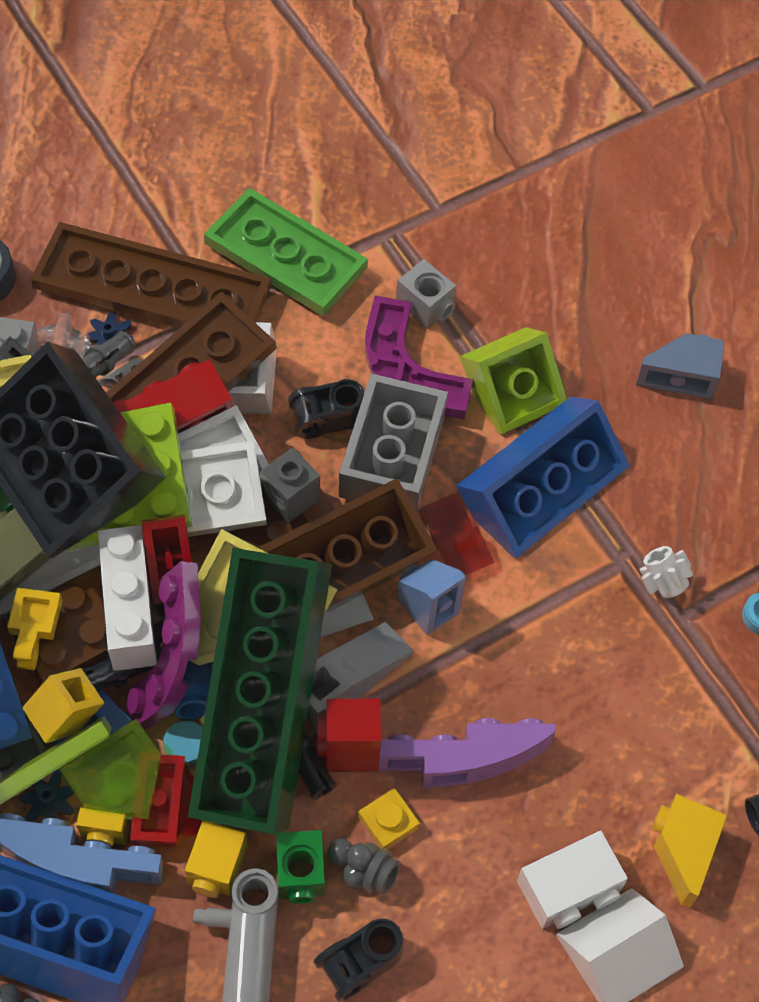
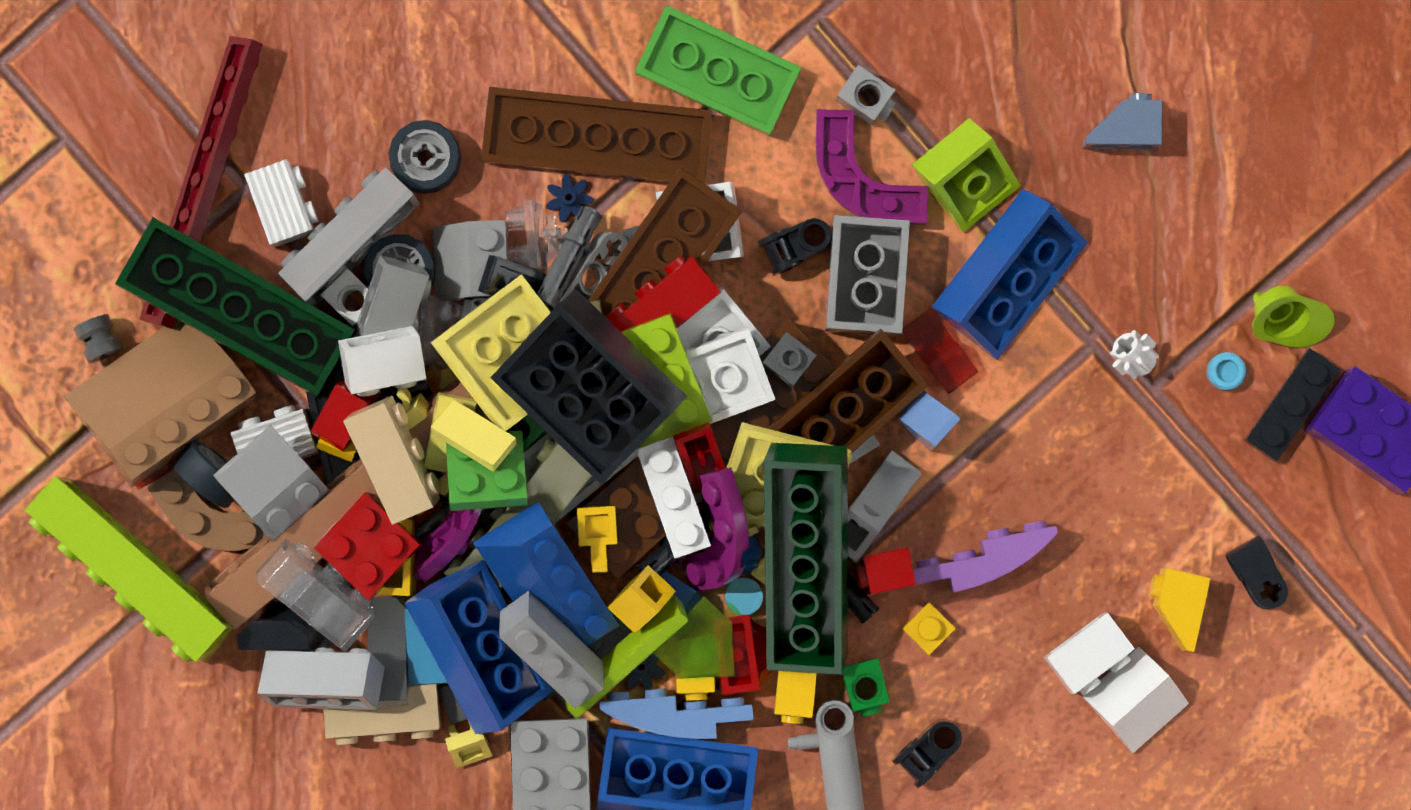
camera: 10 degrees left, 25 degrees up
(367, 865) = (916, 673): dark grey piece -> none

